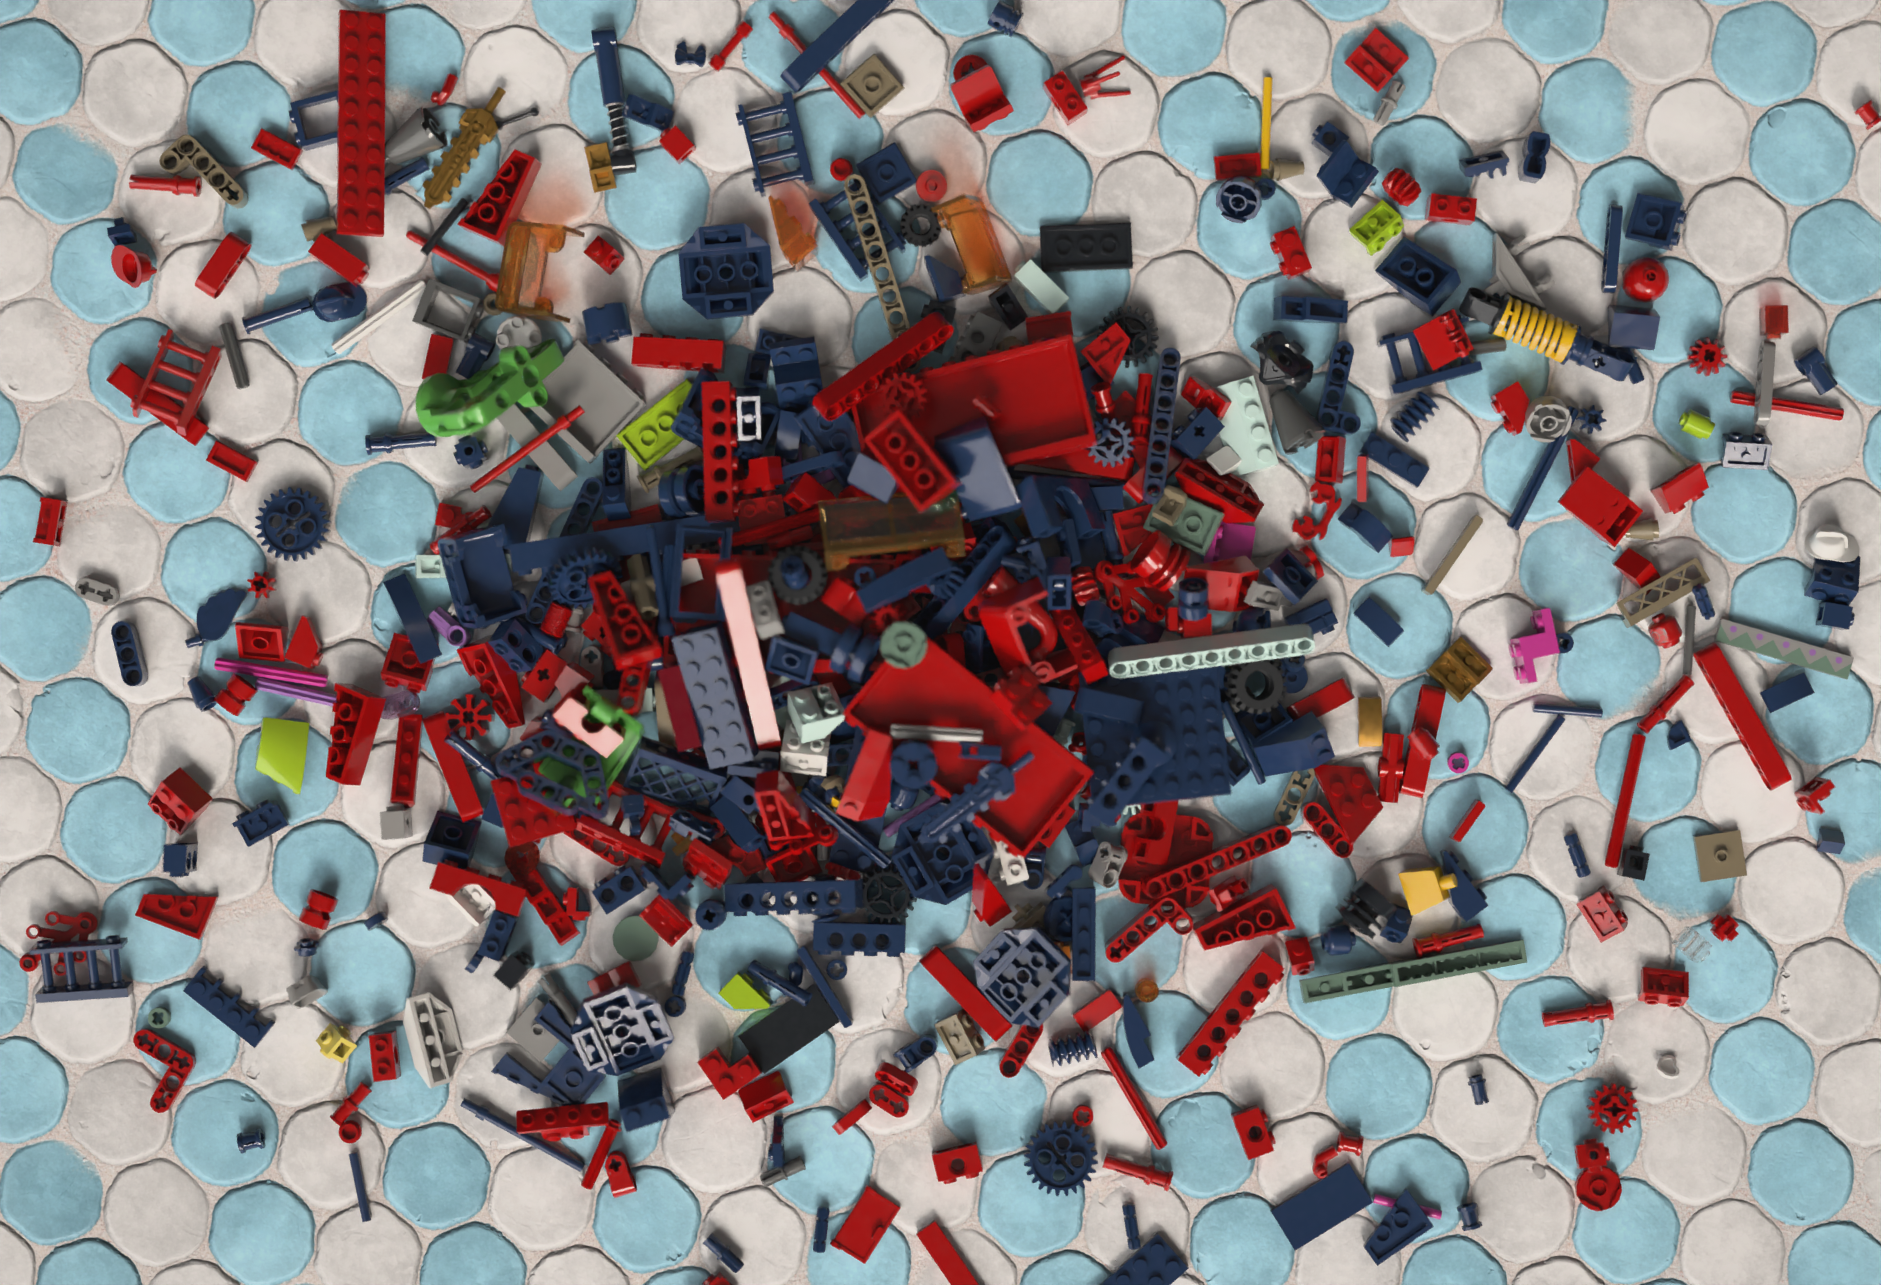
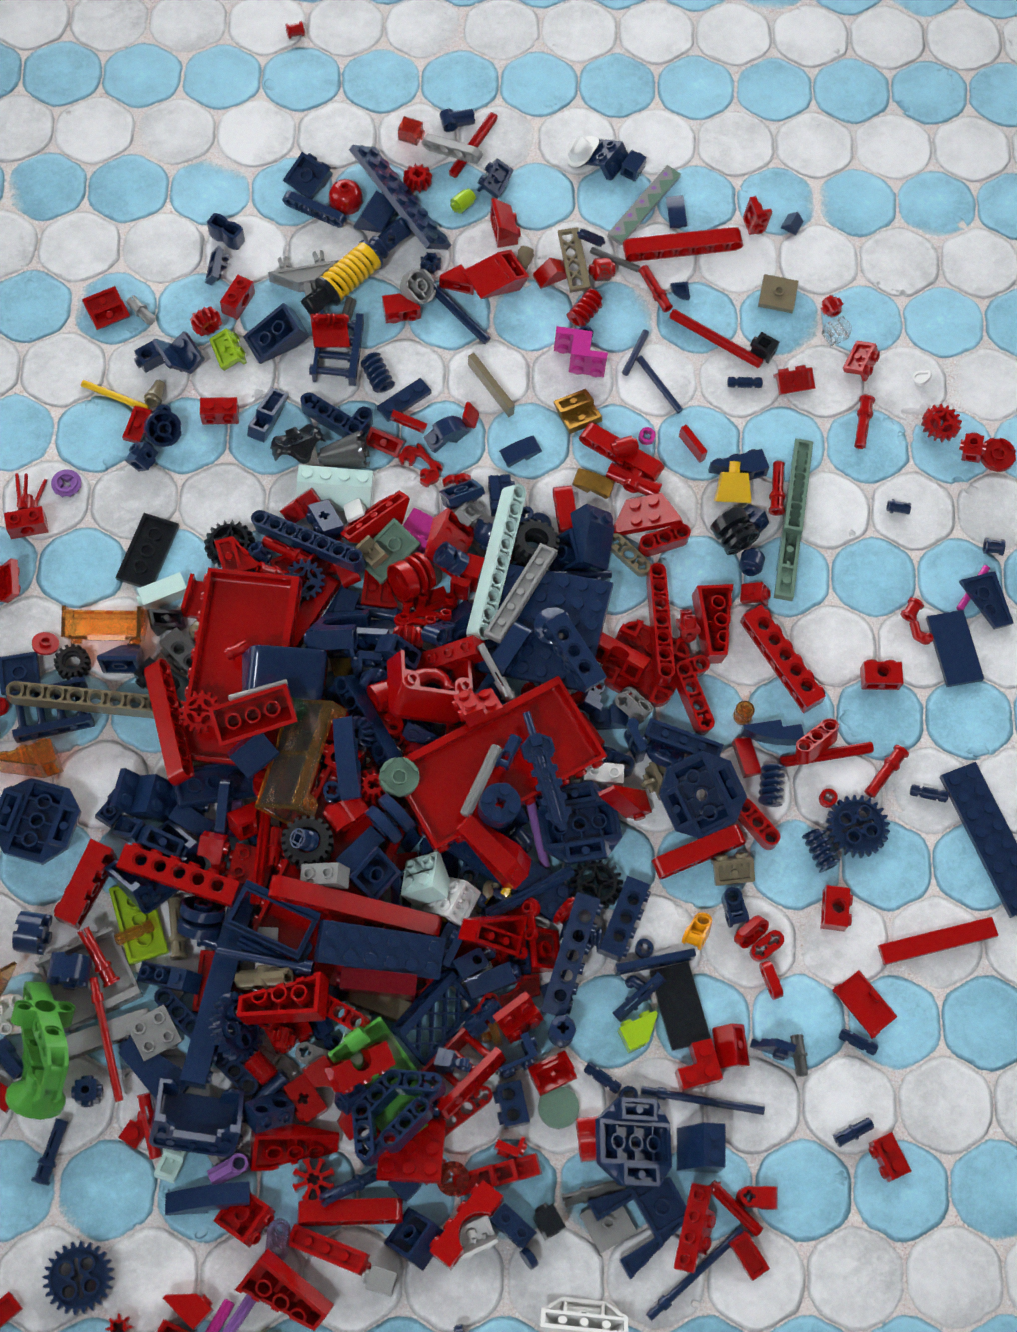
camera: 75 degrees left, 20 degrees down
(552, 494) = (154, 1033): none -> light grey hinge
(558, 1183) = (749, 1255): none -> red tile
(580, 380) = (69, 970): none -> dark blue brick
(592, 630) = (283, 1038): none -> red gear
(601, 410) = (103, 966): none -> red pin
(648, 427) = (134, 932): none -> clear orange axle
(689, 1041) = (662, 1094): none -> dark blue bar
(869, 1022) = (698, 930): none -> light orange piece
(943, 452) = (254, 690): none -> light grey bar
(1017, 1127) = (821, 849): none -> dark blue piece
(1056, 721) = (504, 690): none -> light grey pin
(1122, 379) = (259, 552): none -> dark blue bush
(1127, 109) = (66, 475): none -> medium lavender gear
(1131, 1083) = (816, 741): none -> red beam
(1180, 693) = (520, 593): none -> light grey tile
(1198, 190) = (141, 456): none -> dark blue brick
(1601, 629) = (585, 308): none -> red piece
(1668, 346) = (400, 197): none -> dark blue plate

